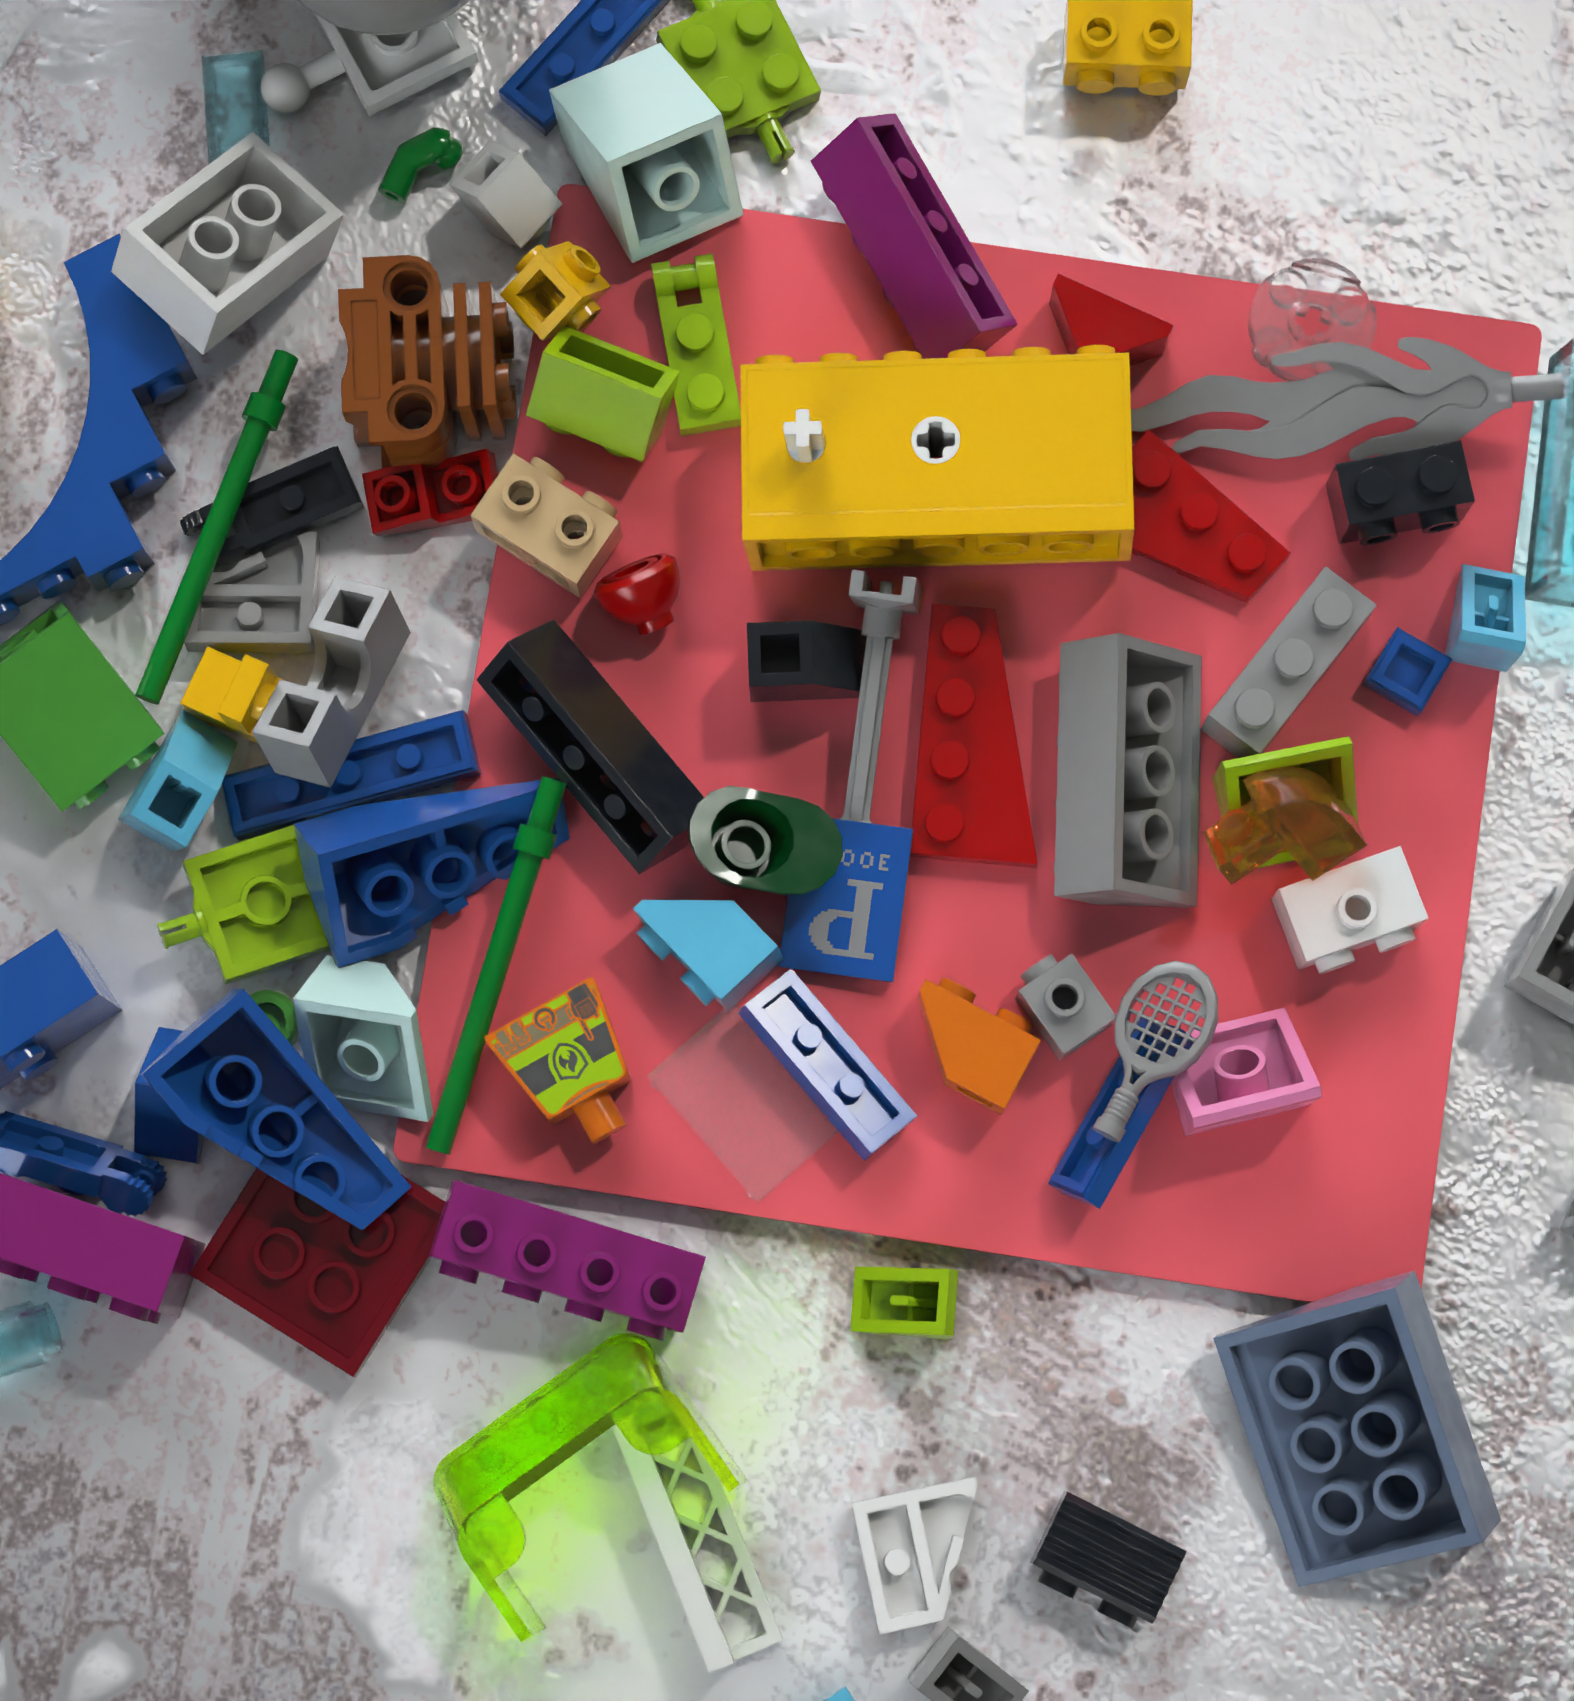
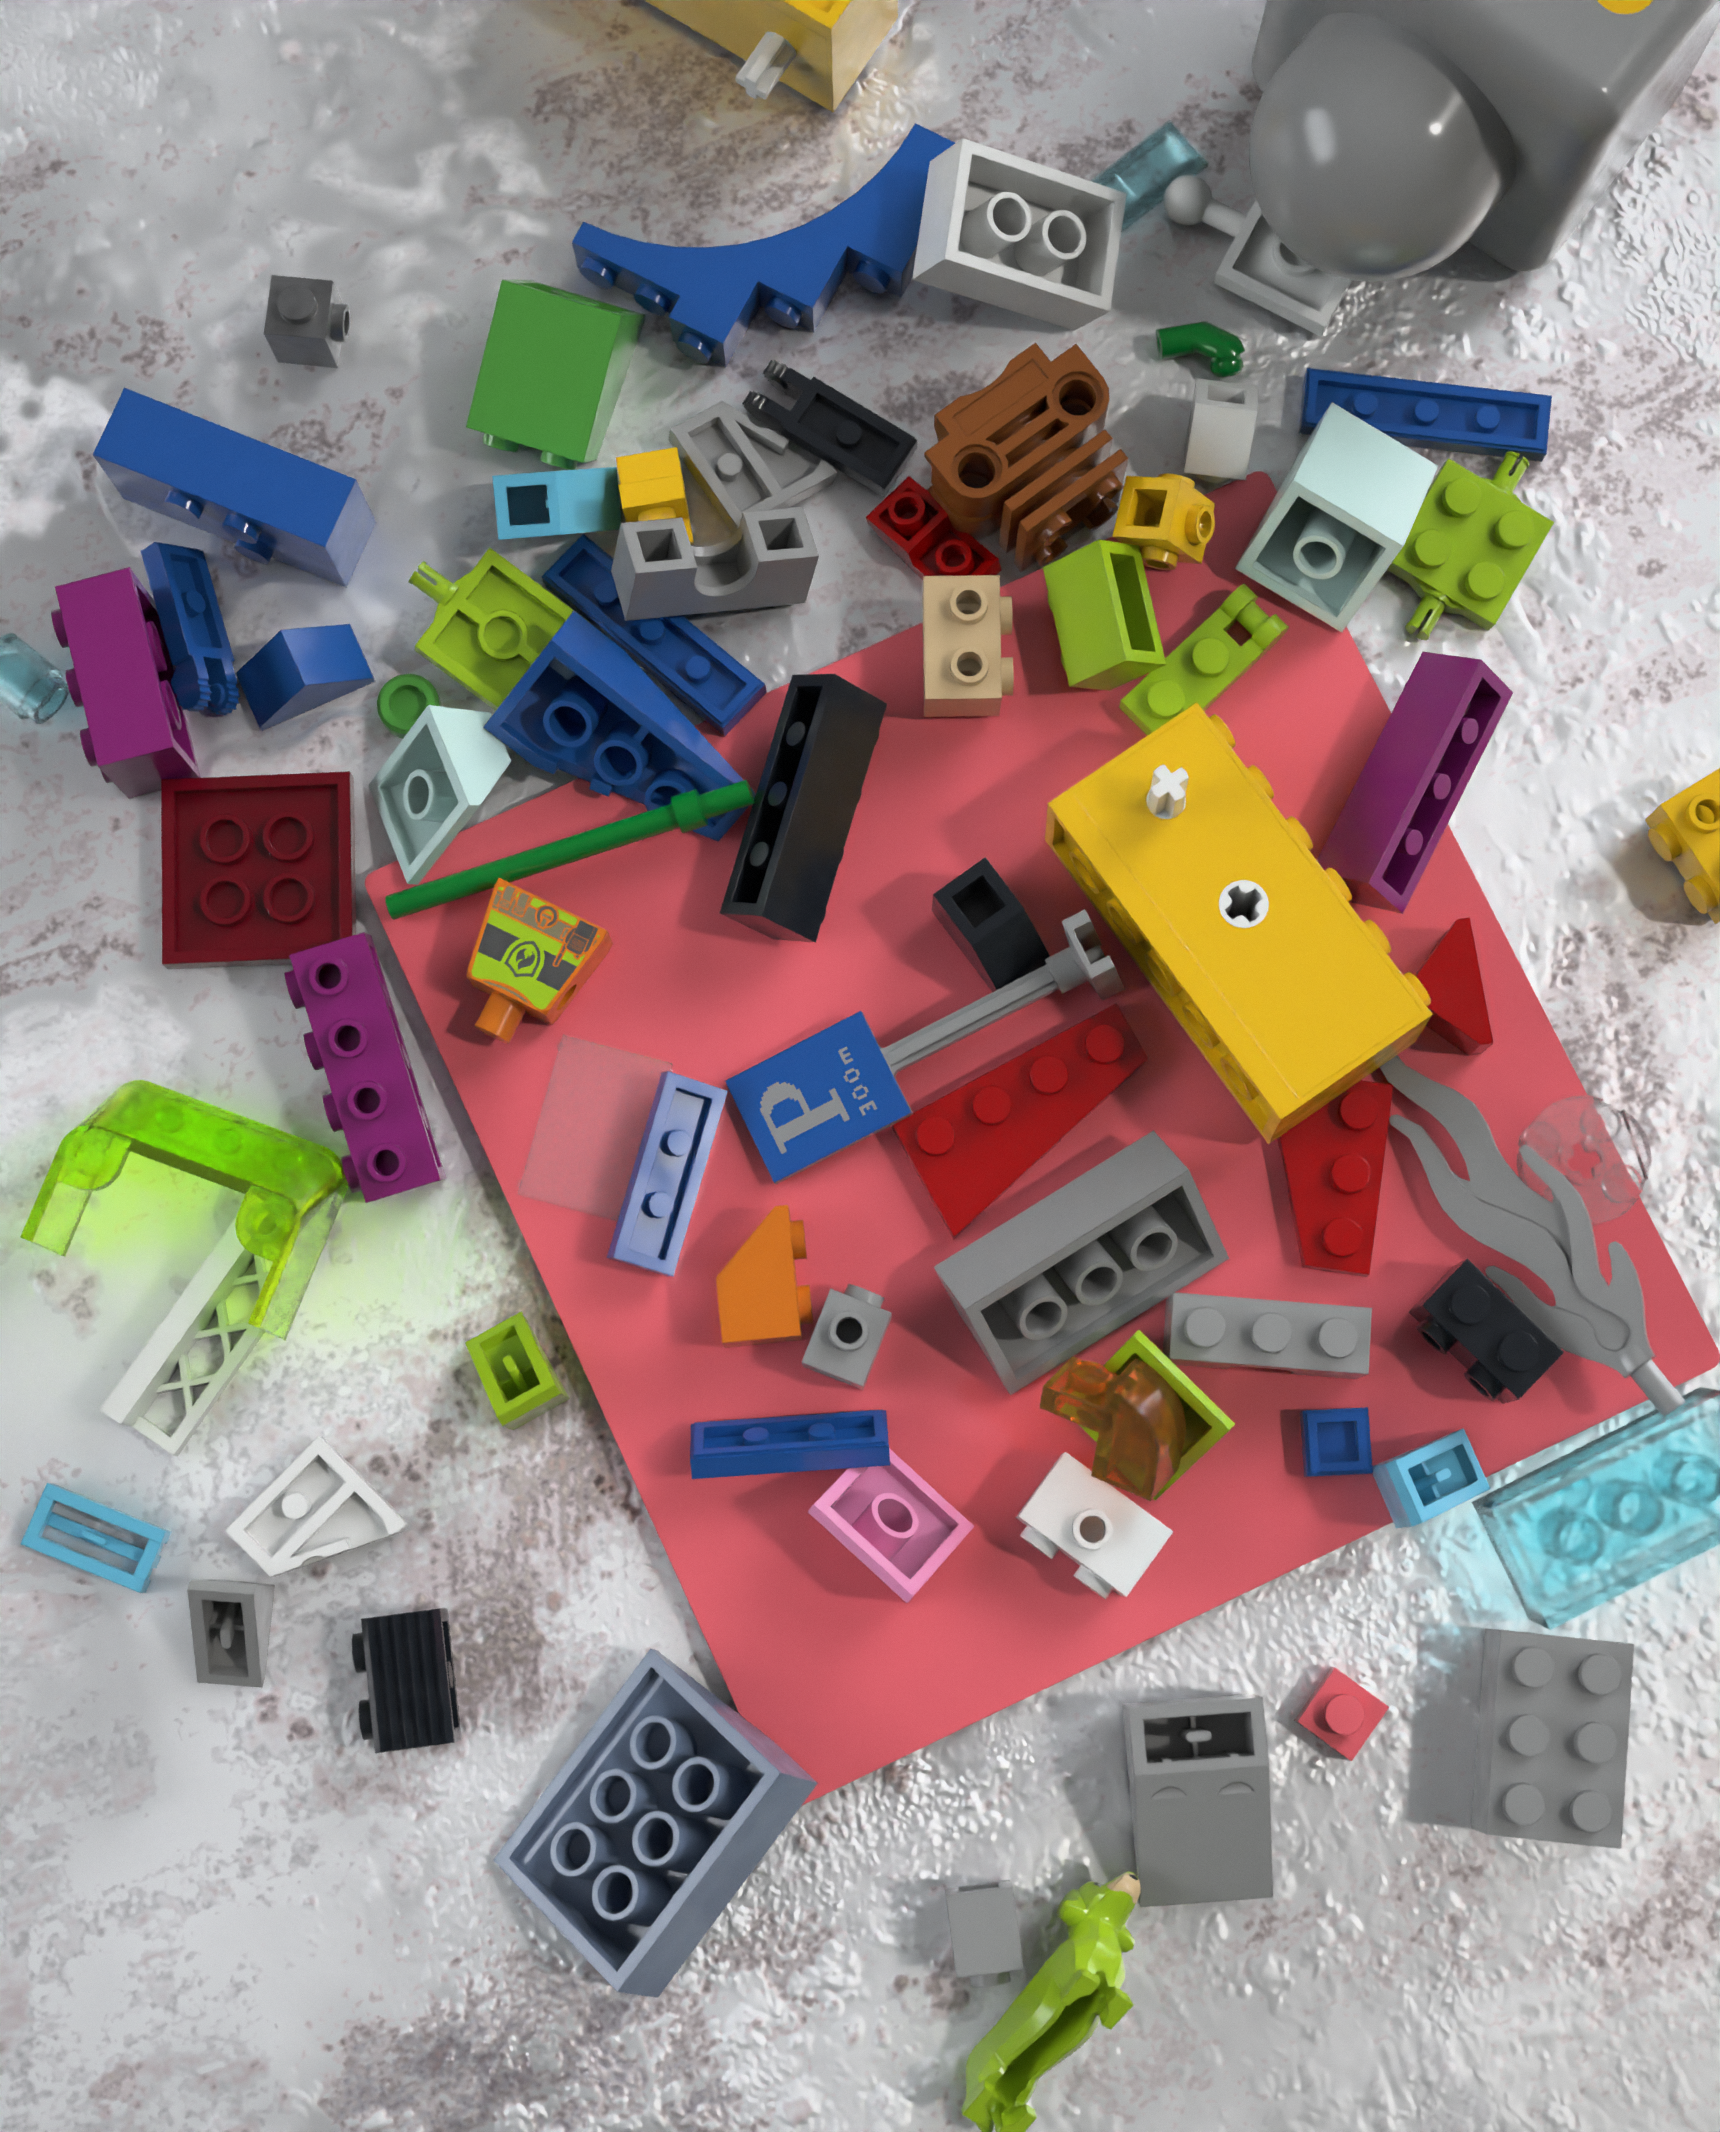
camera: 55 degrees right, 0 degrees up
(261, 415) = (900, 362): green bar -> none
(261, 1101) = (330, 738): blue wedge -> none
(641, 592) = (960, 760): red brick -> none
(715, 944) = (703, 1015): medium azure slope -> none
(765, 841) = (815, 995): dark green piece -> none
(1125, 1098) = (795, 1437): light grey piece -> none

